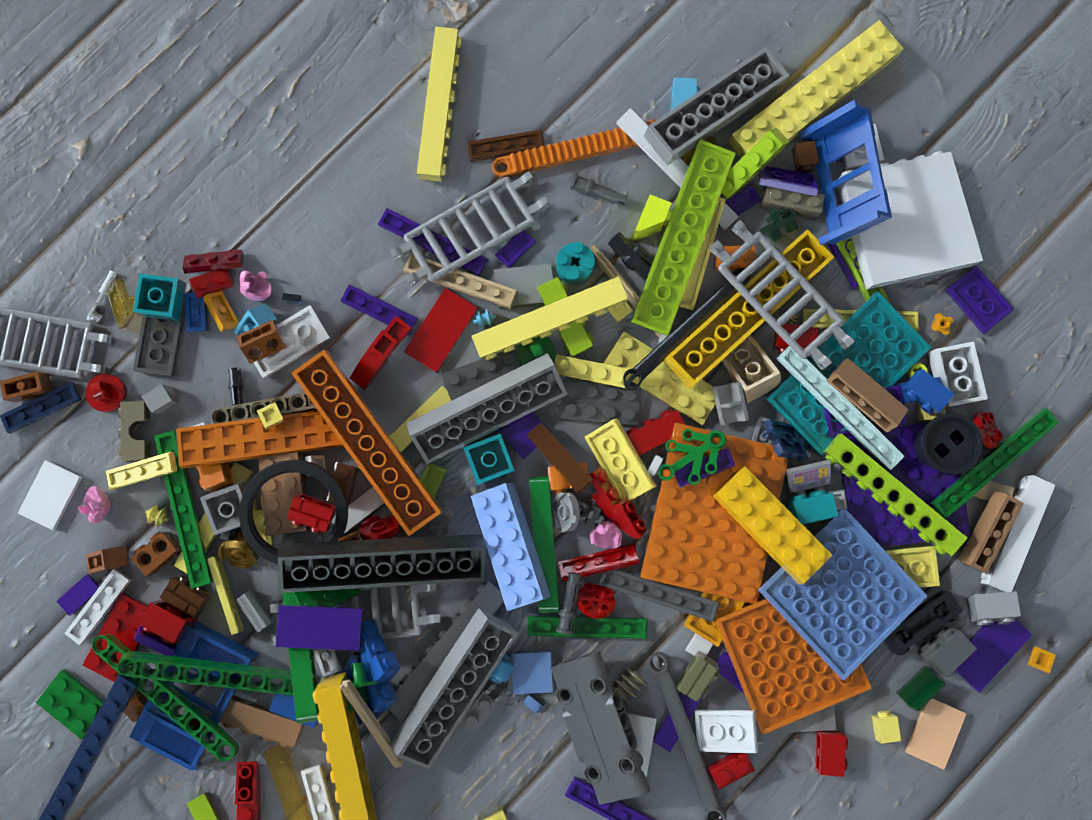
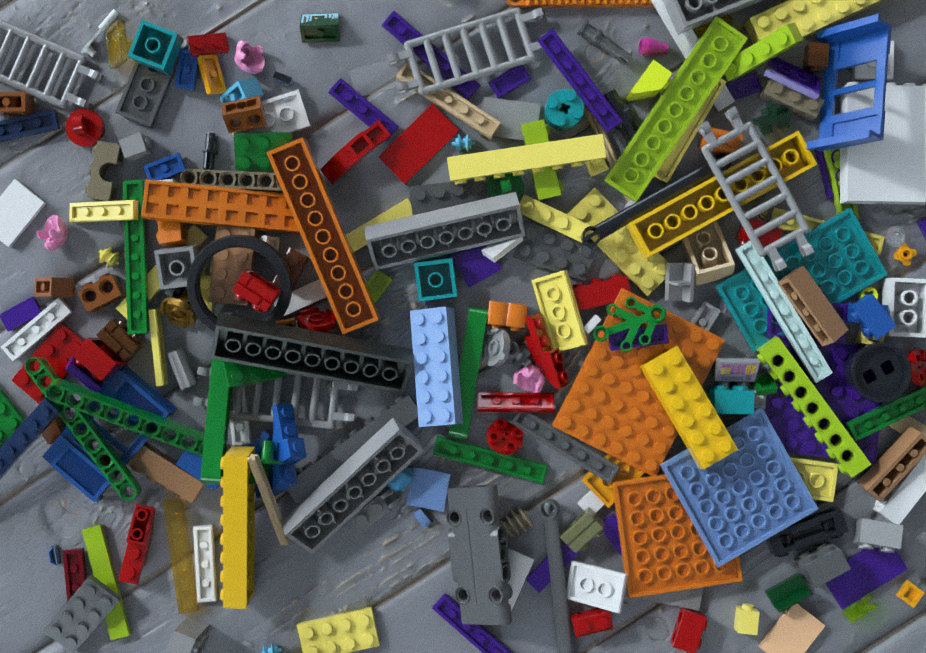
camera: 10 degrees right, 5 degrees up
(194, 413) = (165, 167): none -> blue plate
(213, 261) = (214, 23): dark red plate -> none
(270, 415) = (237, 188): light yellow plate -> none
(276, 373) = (251, 149): none -> green plate
(318, 241) = (320, 27): none -> dark green panel
(318, 627) = (239, 399): dark purple tile -> none
(544, 414) = (497, 250): none -> white tile
(559, 457) = (503, 295): reddish brown tile -> none
(568, 612) = (475, 442): dark grey pin -> none
(583, 232) = (579, 81): none -> dark purple tile
(644, 184) = (652, 47): none -> dark pink cone
(785, 440) = (723, 330): dark blue plate -> none
(841, 484) = (765, 385): none -> green plate
(928, 308) = (895, 236): none -> clear wheel
(994, 690) = (857, 611): none -> clear neon green plate

